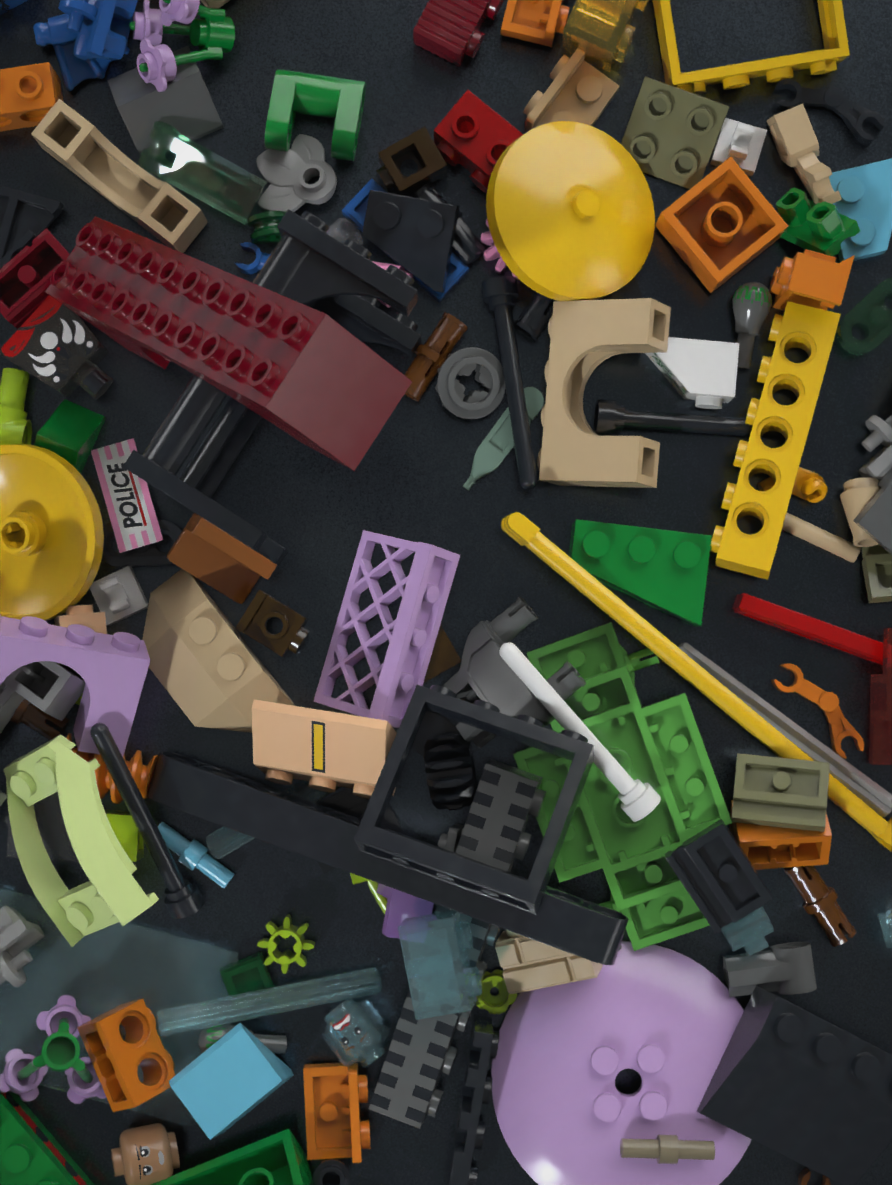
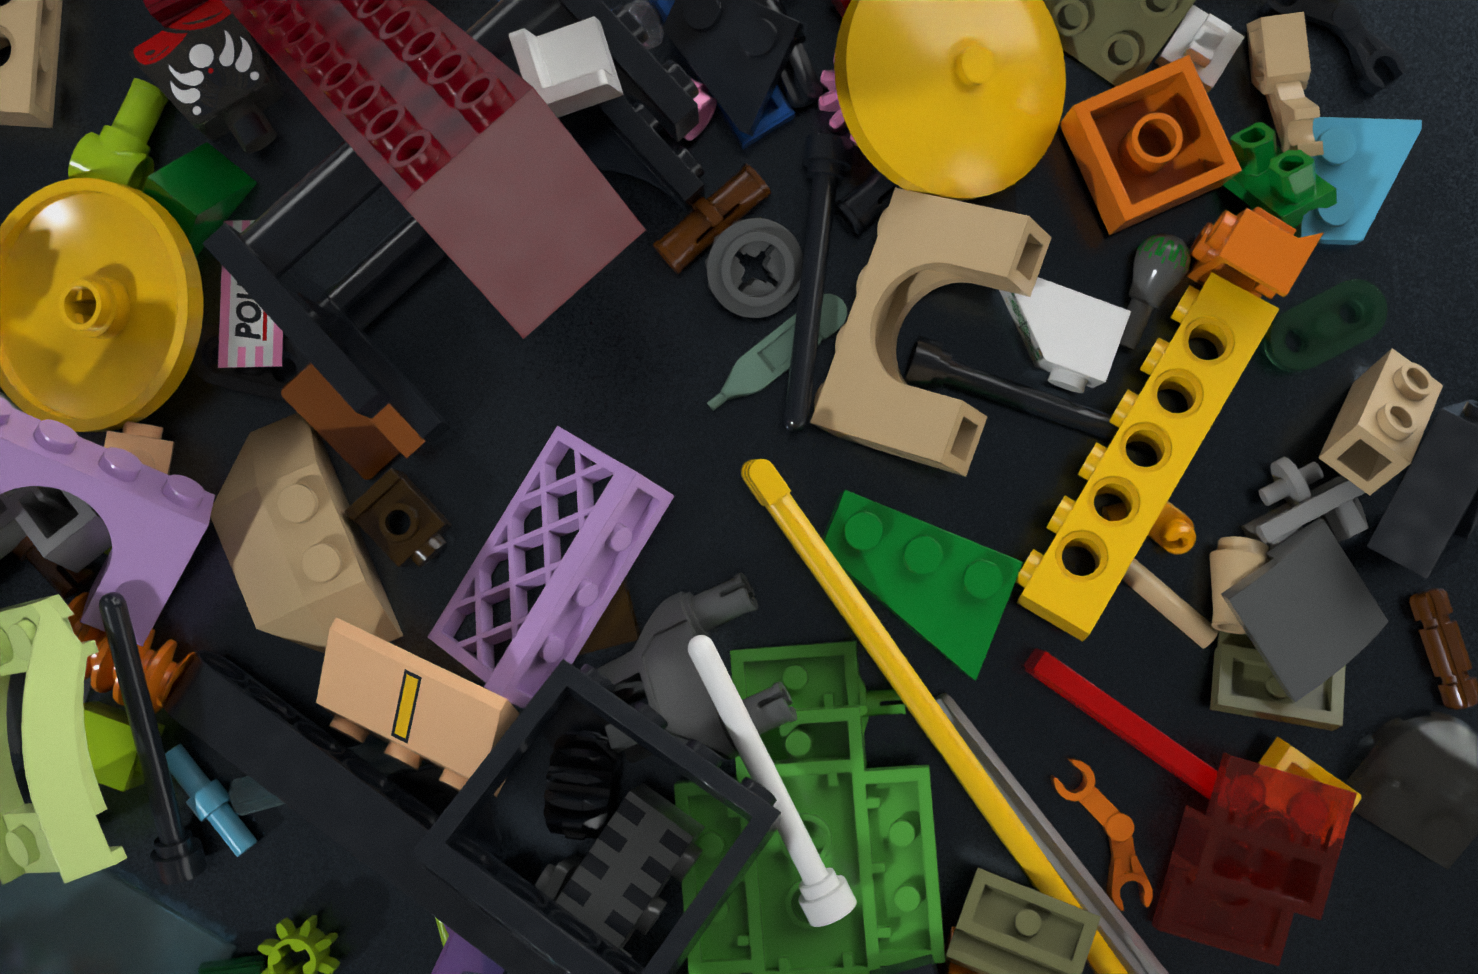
camera: 10 degrees right, 0 degrees up
(119, 595) = (206, 424): white tile -> none
(329, 287) = (568, 65): none -> white panel

